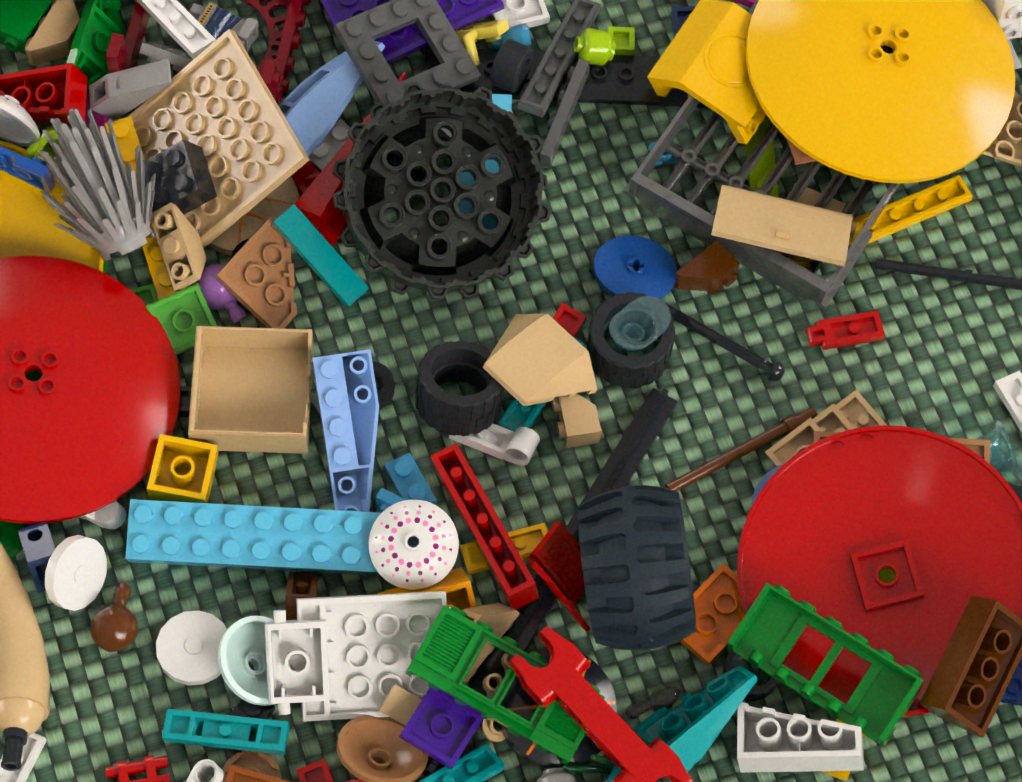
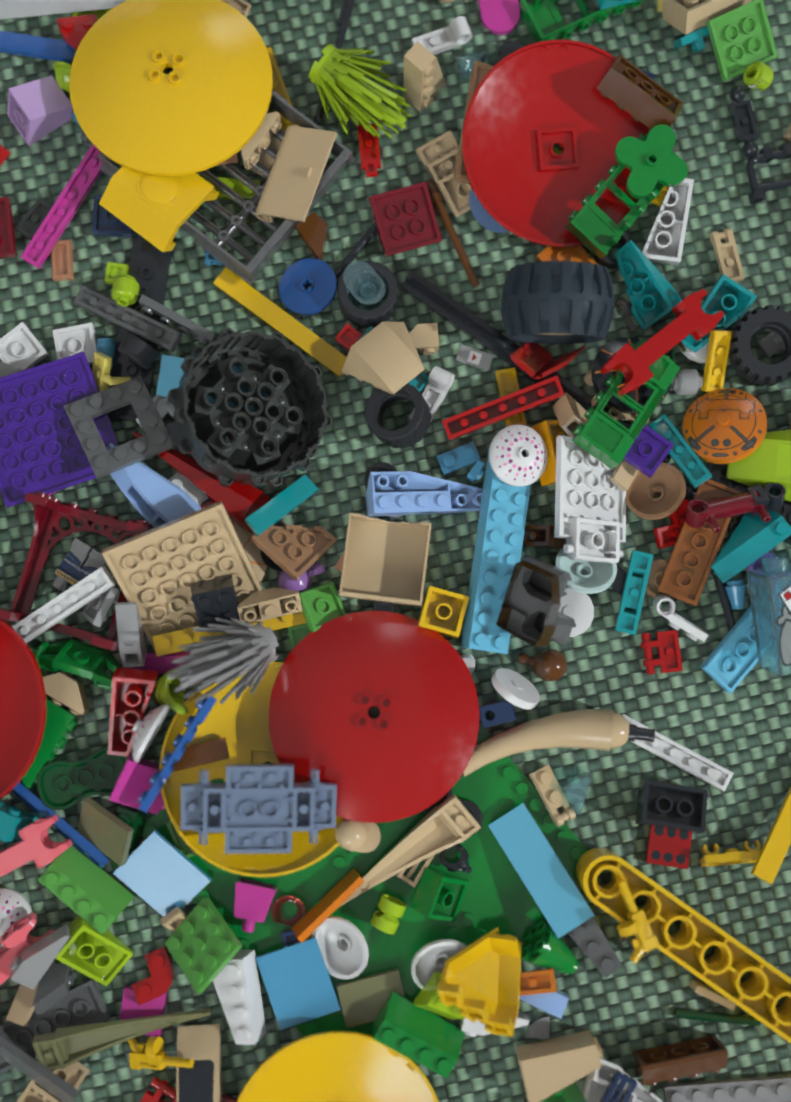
camera: 80 degrees left, 20 degrees up
(195, 568) = (533, 603): none -> dark grey piece
(562, 497) = (474, 357): none -> light grey sticker
(581, 241) = (281, 321): none -> yellow tile
(747, 379) = (405, 219): none -> dark red plate
(829, 183) = (261, 139): none -> tan slope
(866, 702) = (643, 174): none -> green plant
(931, 271) = (343, 79): none -> lime plant
(955, 376) = (421, 77): none -> tan wedge

